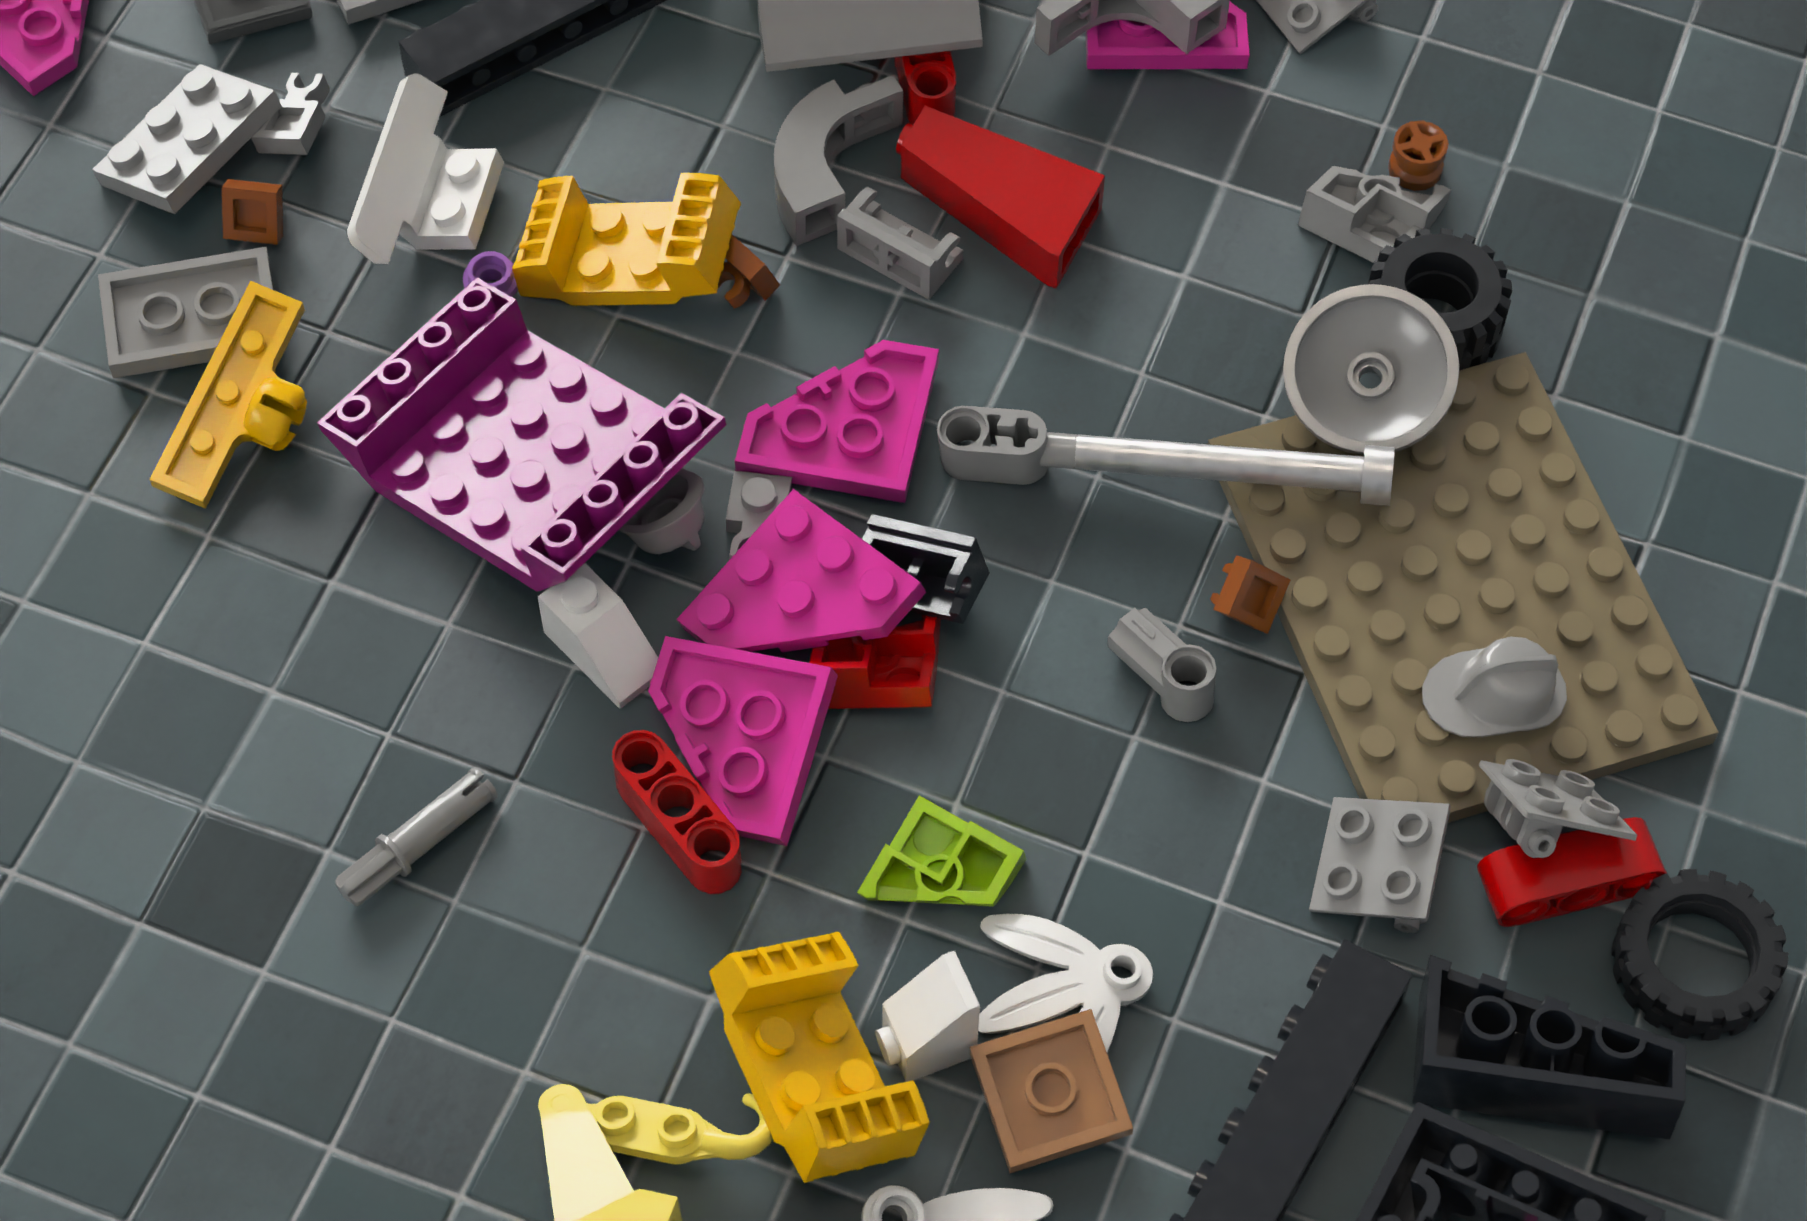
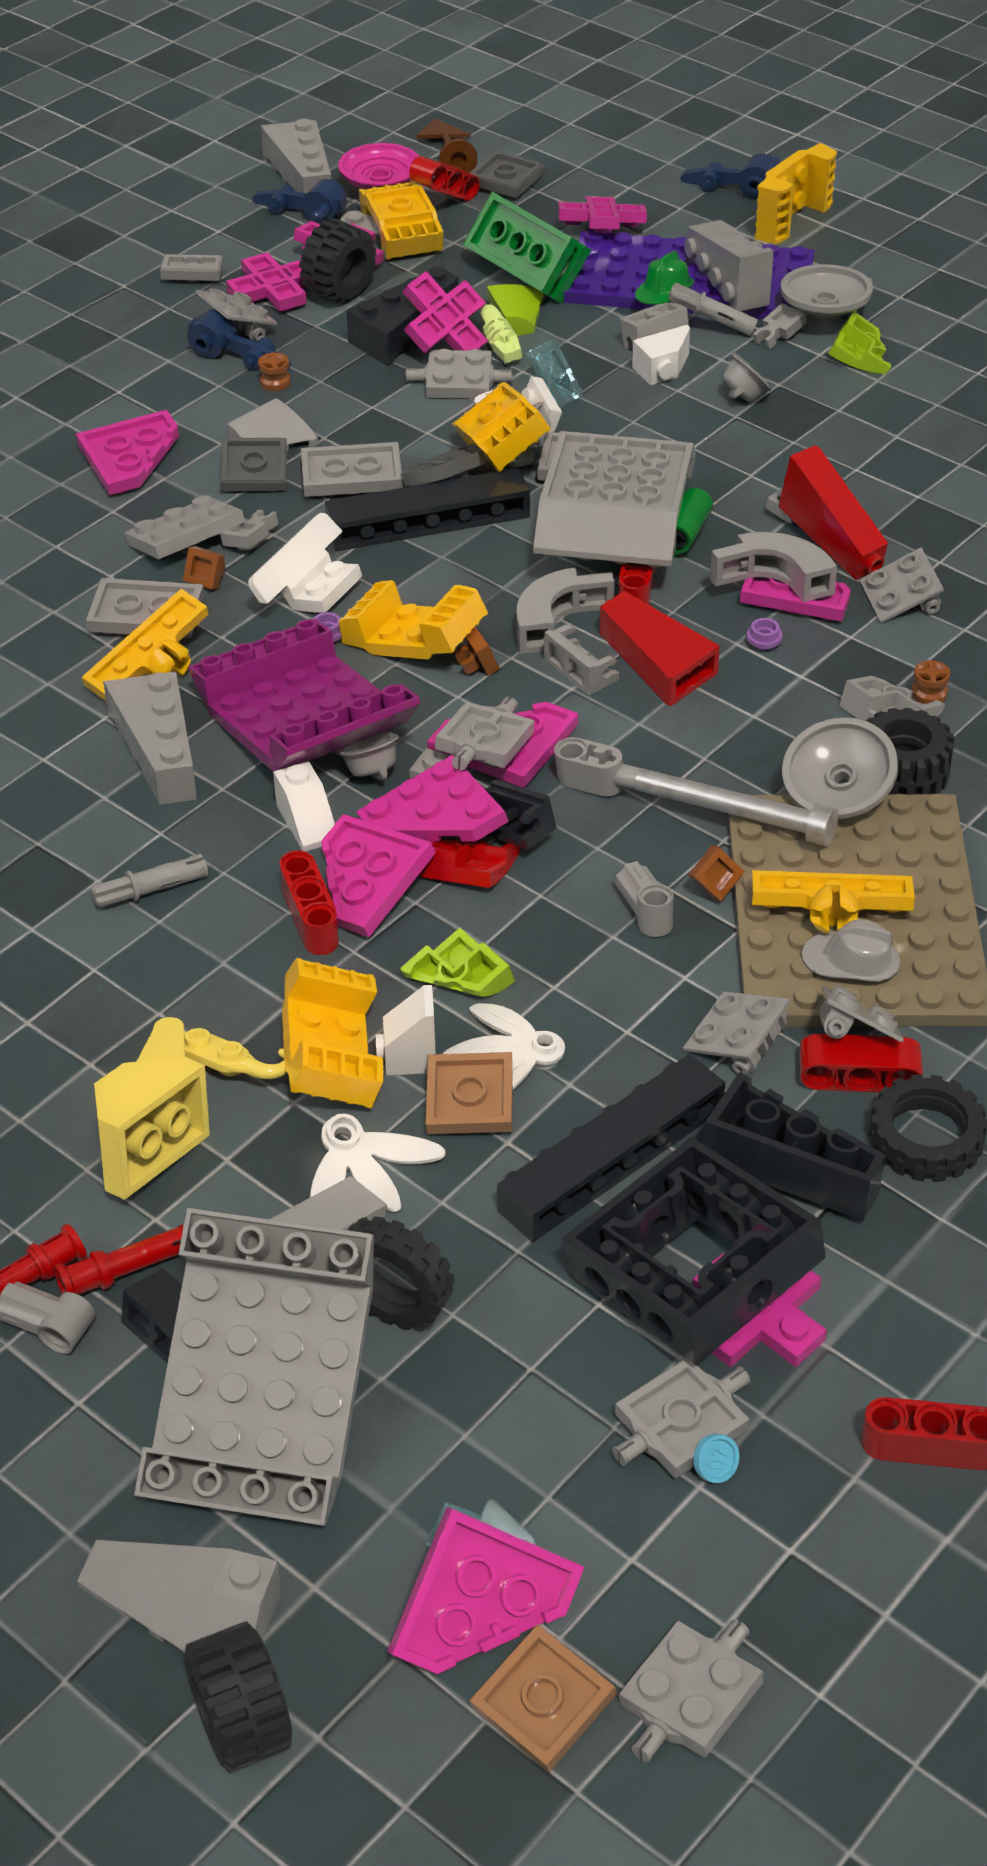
camera: 20 degrees right, 15 degrees down
(308, 549) = (155, 730): none -> light grey wedge
(827, 437) = (484, 734): none -> light grey plate
(1150, 113) = (764, 634): none -> medium lavender plate
(1437, 596) = (832, 896): none -> yellow plate

